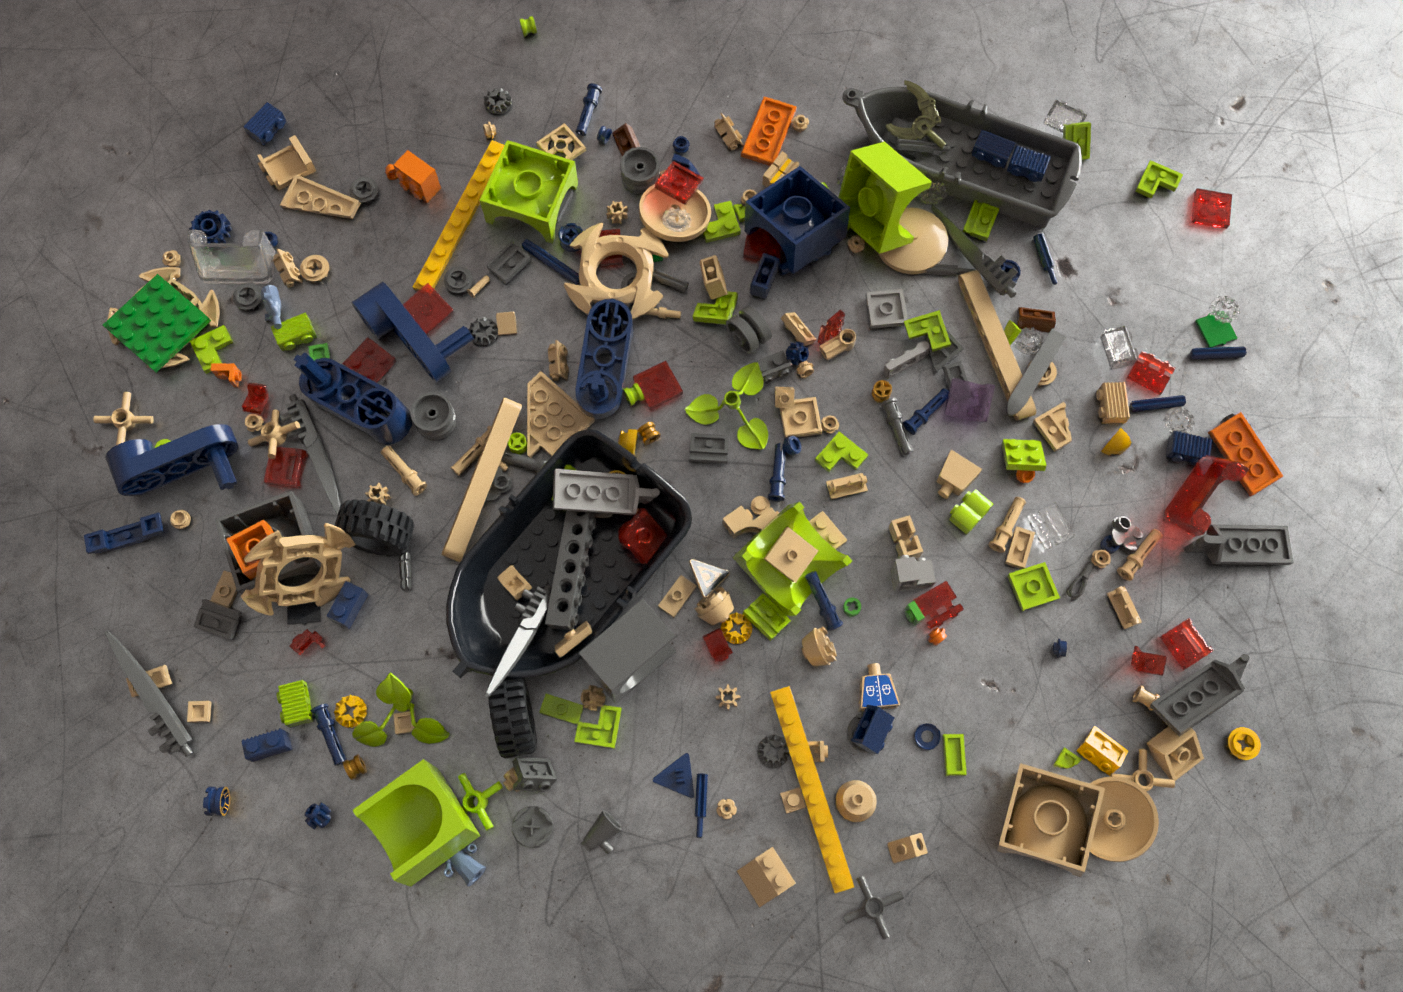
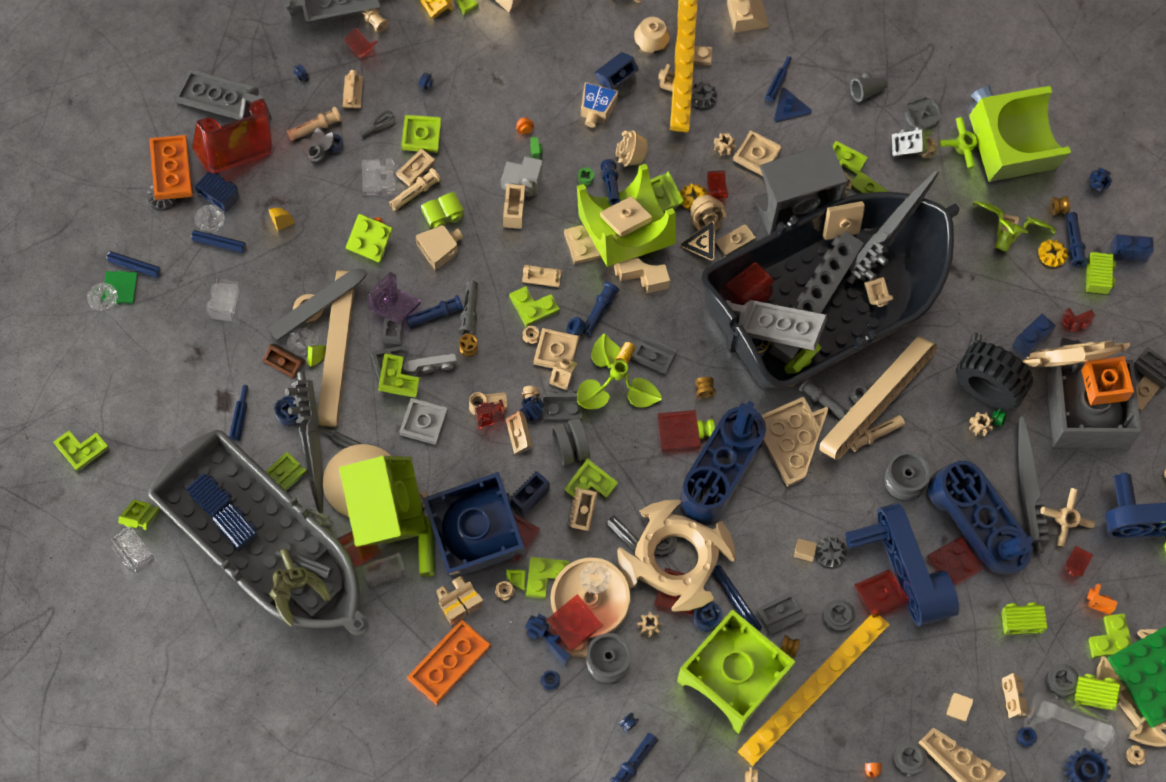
camera: 160 degrees left, 5 degrees down
(212, 286) = (1097, 692): none -> lime brick
(254, 418) = (1085, 537): tan plate -> none
(272, 304) = (1040, 649): sand blue piece -> none
(278, 467) = (1072, 479): clear red plate -> none
(310, 263) = (994, 682): tan gear -> none
(319, 351) = (1003, 586): bright green plate -> none
(333, 244) = (959, 707): none -> tan slope
(408, 476) = (946, 432): tan pin -> none
(417, 176) = (850, 739): orange brick -> none
(478, 286) = (820, 601): tan piece -> none
(492, 237) = (790, 646): none -> pearl gold wheel
(512, 719) = (917, 165): black tyre -> none
(517, 439) = (831, 420): lime wheel -> none
(558, 352) = (768, 482): tan hinge -> none
(562, 143) = (682, 718): tan piece -> none
(625, 138) = (606, 706): reddish brown slope -> none
(628, 440) = (729, 386): yellow brick -> none
(662, 312) = (643, 501): tan bar -> none
(690, 702) = (756, 151): none -> tan plate
(710, 176) = (537, 626): none -> dark blue gear
(731, 808) = (759, 72): tan plate -> none
(733, 136) = (491, 665): tan hinge -> none
(734, 438) = (627, 354): none -> yellow piece
(760, 505) = (628, 287): tan plate -> none
(800, 126) = (411, 661): tan plate -> none
(935, 599) = (511, 153): clear red plate -> none
(936, 736) = (571, 54): dark blue piece -> none
(954, 754) = (555, 40): lime tile -> none
(1054, 427) = (325, 254): tan wing -> none
(1105, 558) = (350, 130): tan plate -> none
(1113, 403) = (260, 253): tan brick -> none
(1149, 377) = (211, 268): clear red plate -> none
(1182, 648) = (323, 47): clear red plate -> none
(1186, 607) = (300, 72): none -> dark blue plate
(1212, 208) = (45, 402): clear red plate -> none

